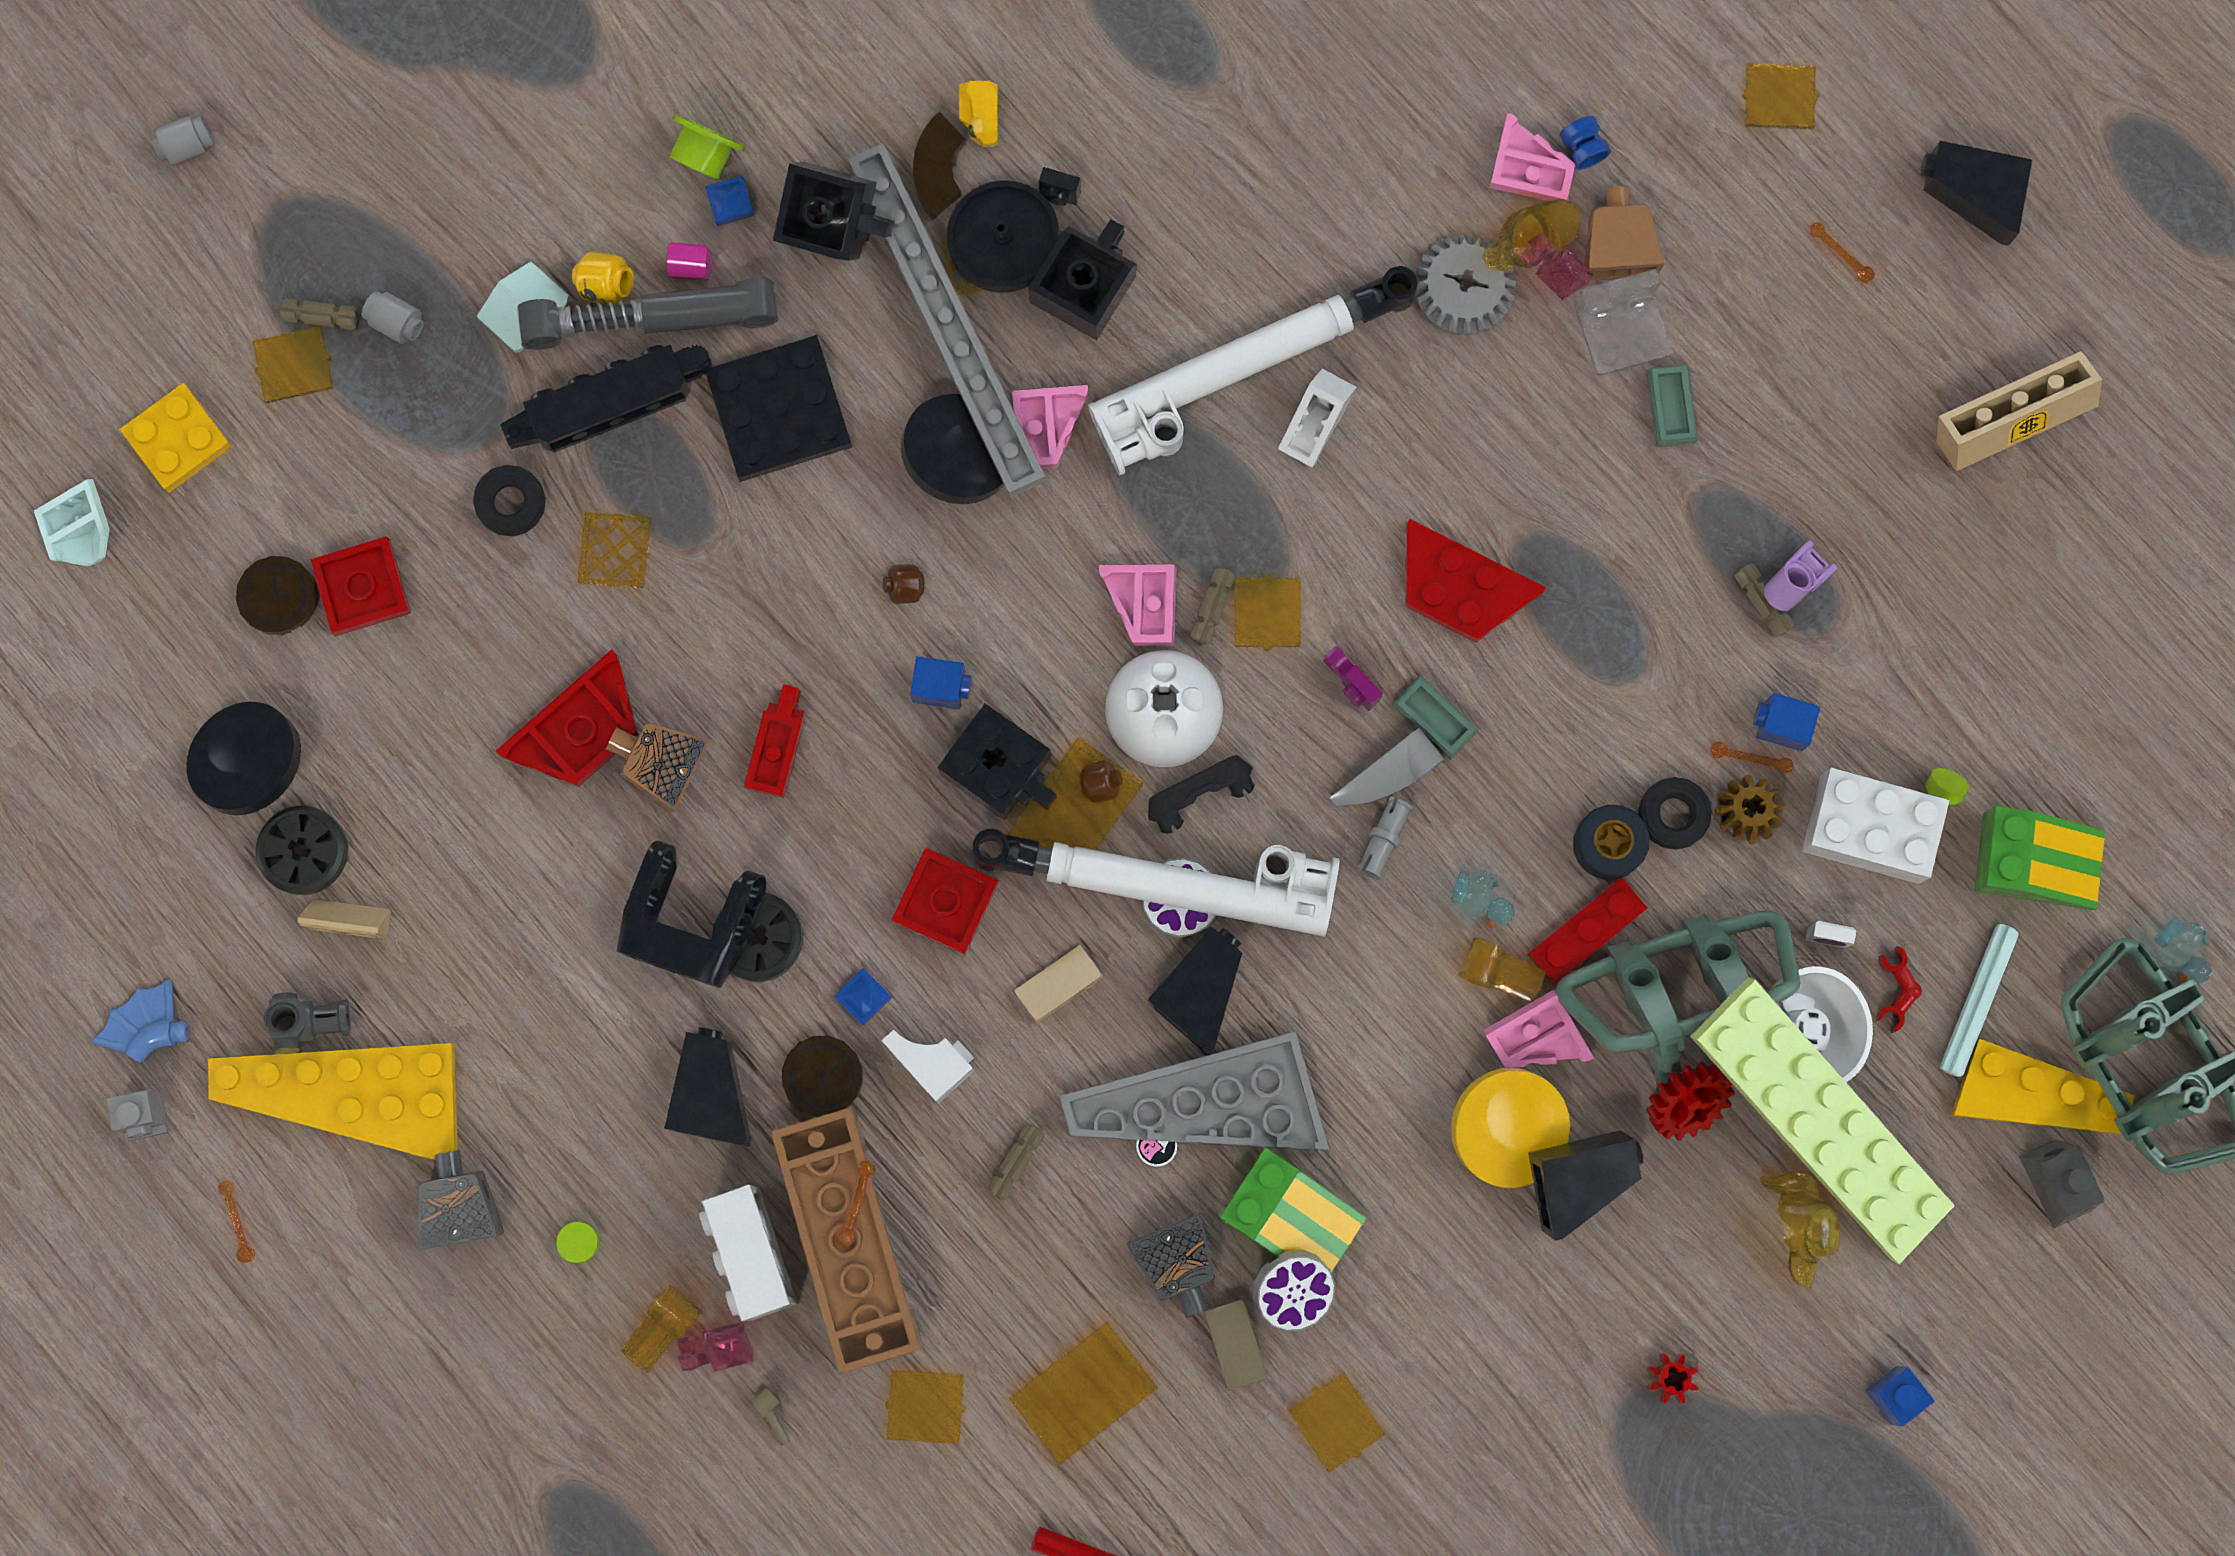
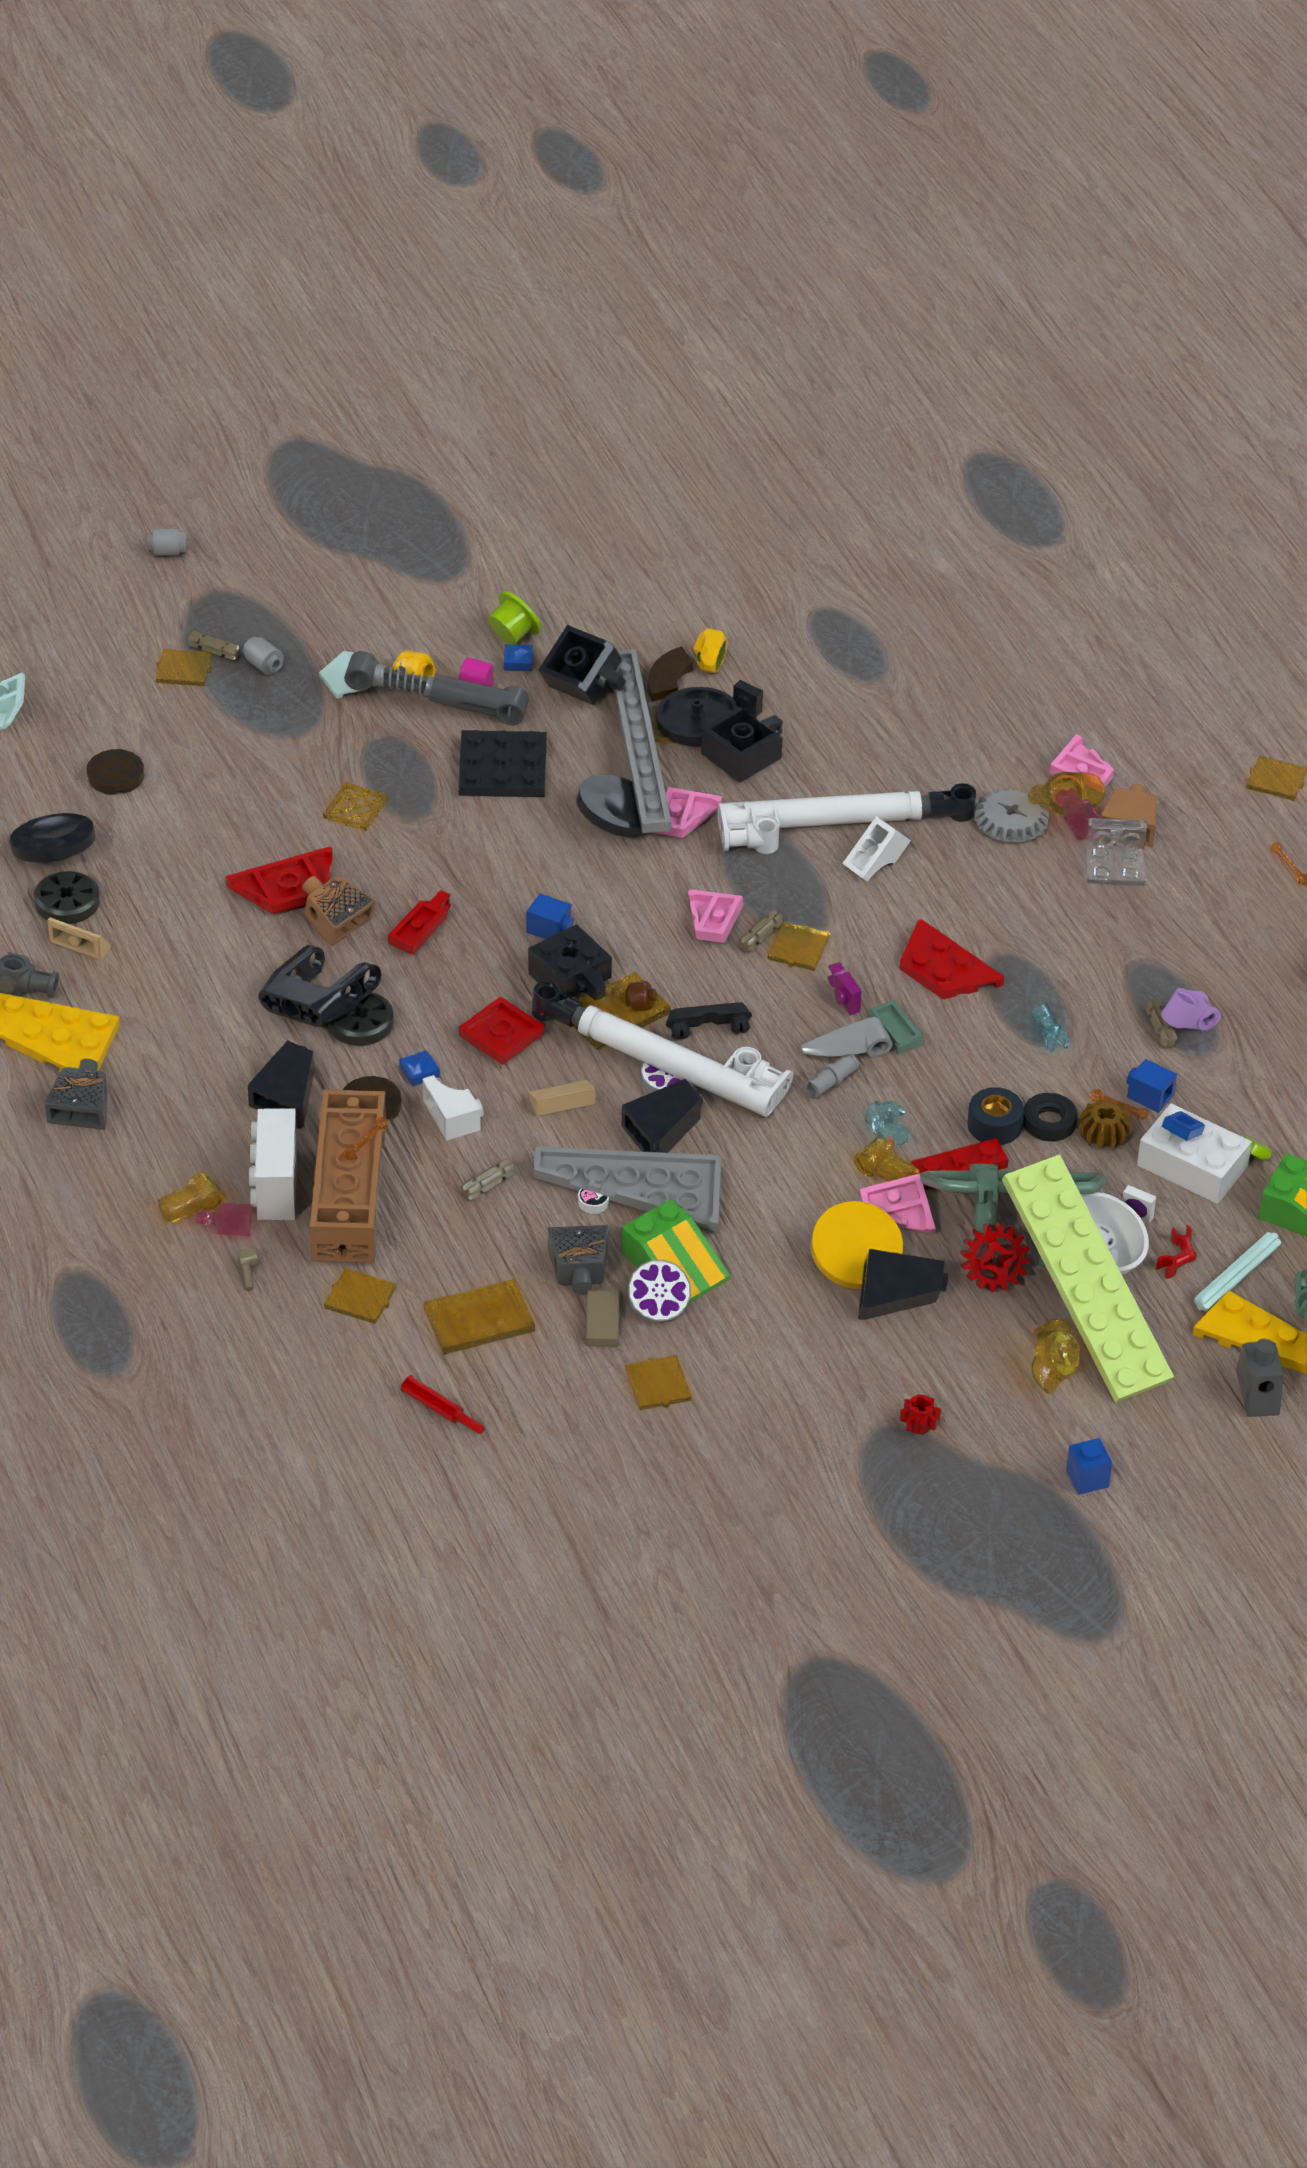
camera: 15 degrees right, 35 degrees down
(175, 438) = (87, 681): yellow plate -> none
(360, 586) = (174, 778): red plate -> none
(500, 478) = (296, 775): black tyre -> none
(578, 1242) = (155, 1143): lime tile -> none
(607, 399) = (389, 727): black hinge -> none
(904, 584) = (548, 870): reddish brown piece -> none
(1157, 731) = (703, 972): white piece -> none
(1585, 142) = (1125, 762): blue wheel -> none
(1628, 657) = (1049, 1027): none -> clear light blue bar
(1672, 405) = (1135, 910): sand green tile -> none
(1867, 821) = (1183, 1125): none -> blue tile

